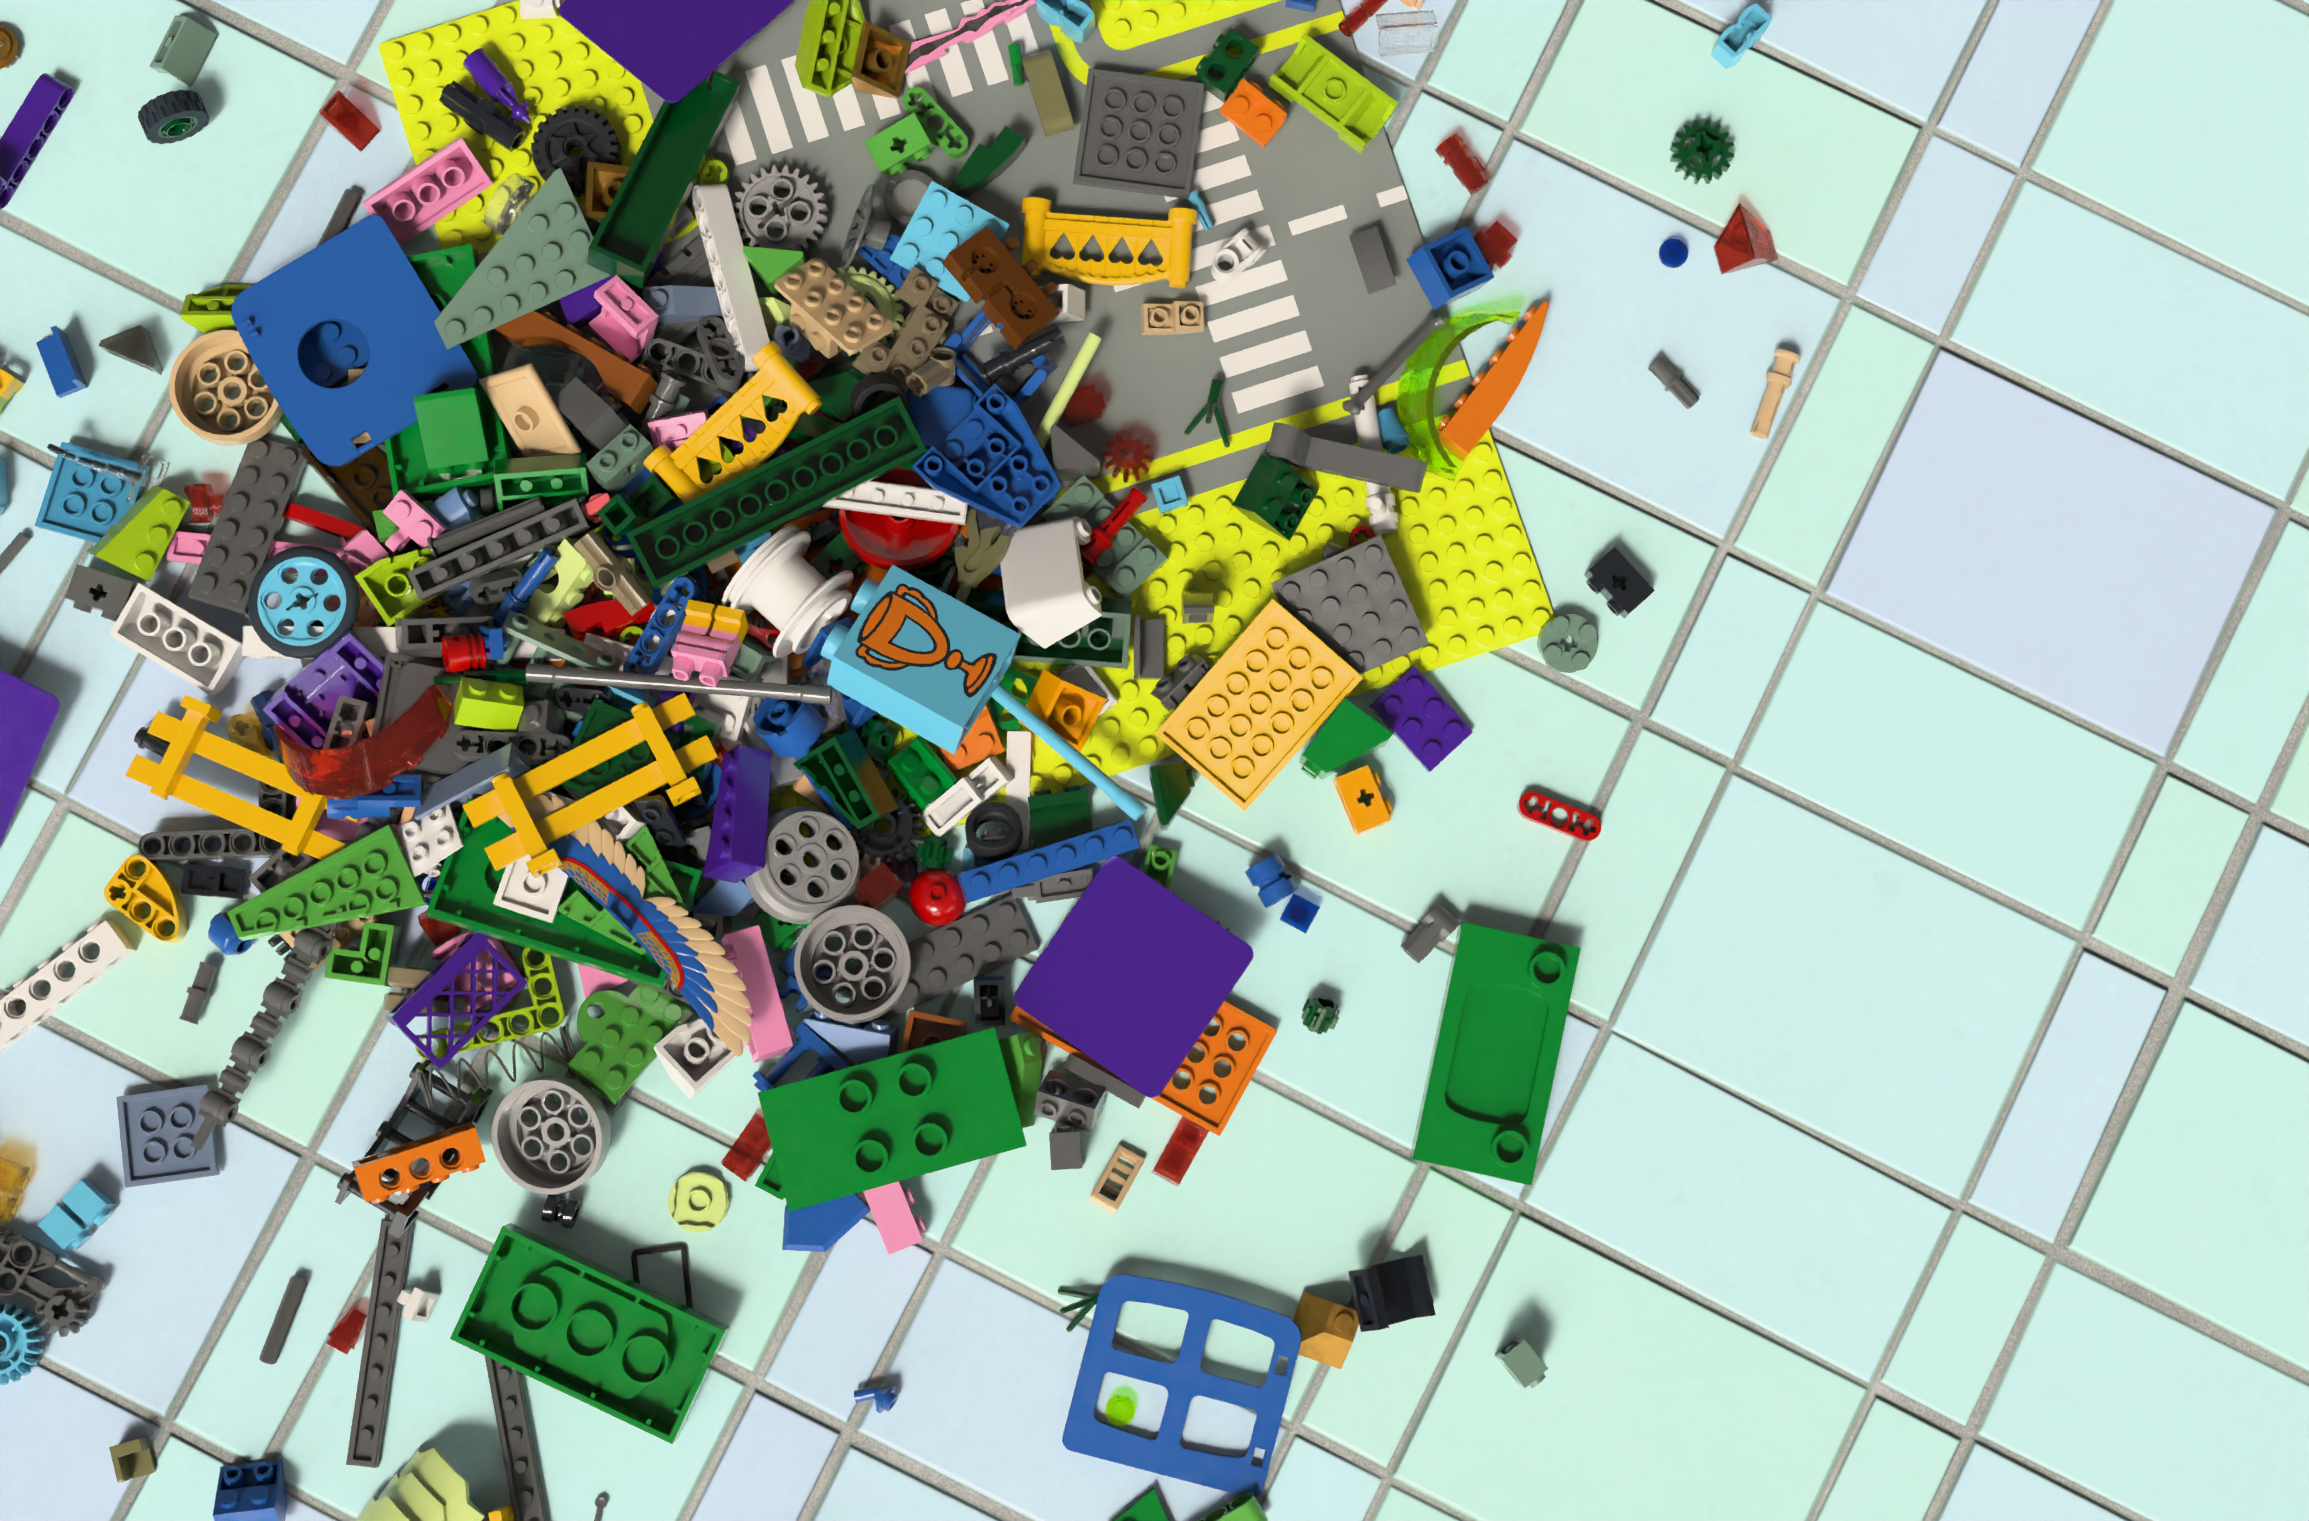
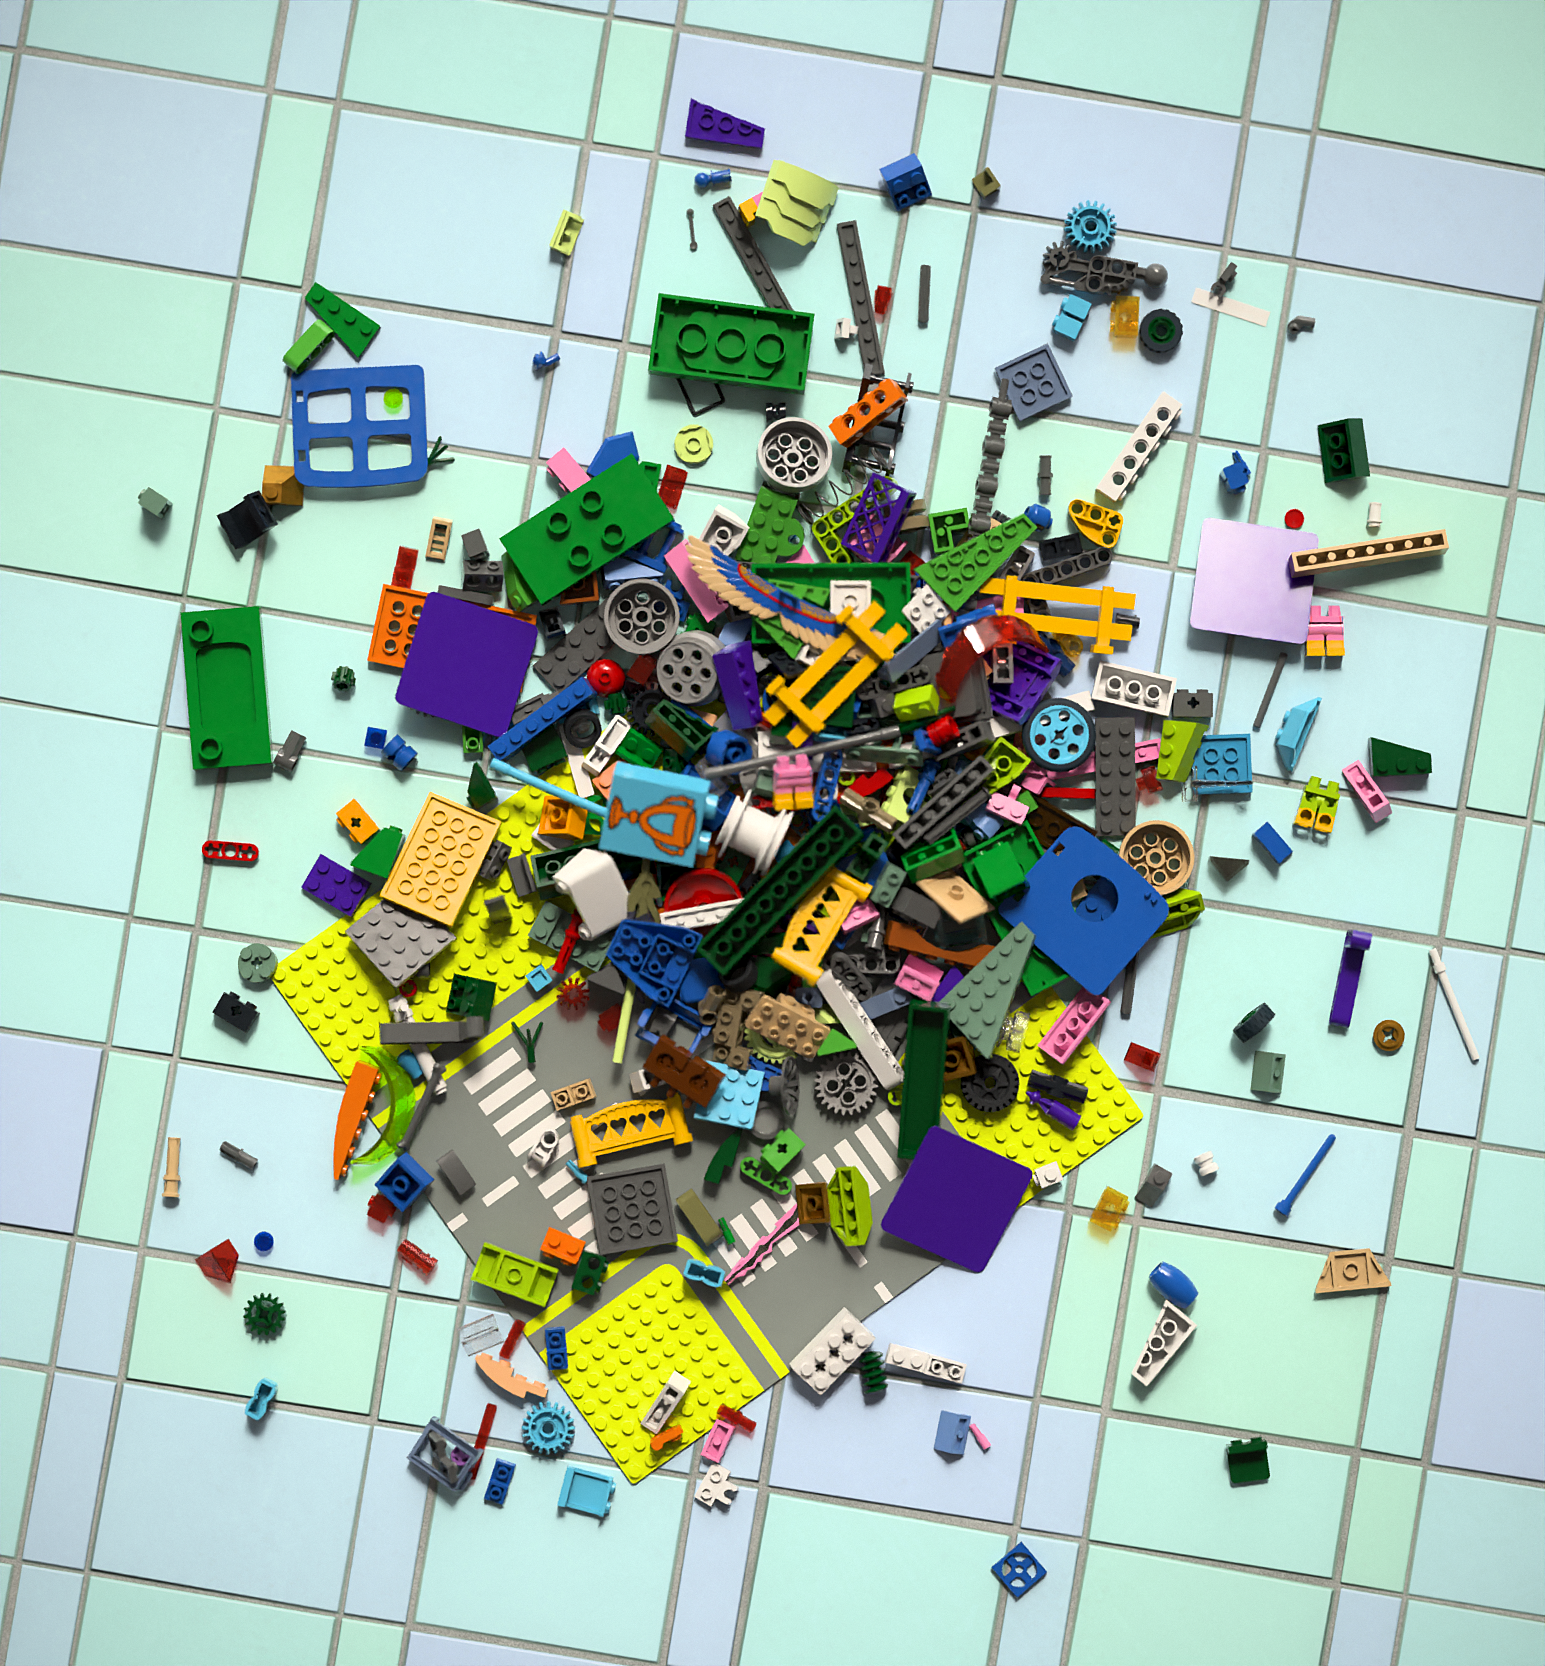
camera: 165 degrees right, 5 degrees up
(594, 504) = (891, 851): coral plate -> none
(1008, 362) = (666, 1027): black pin -> none

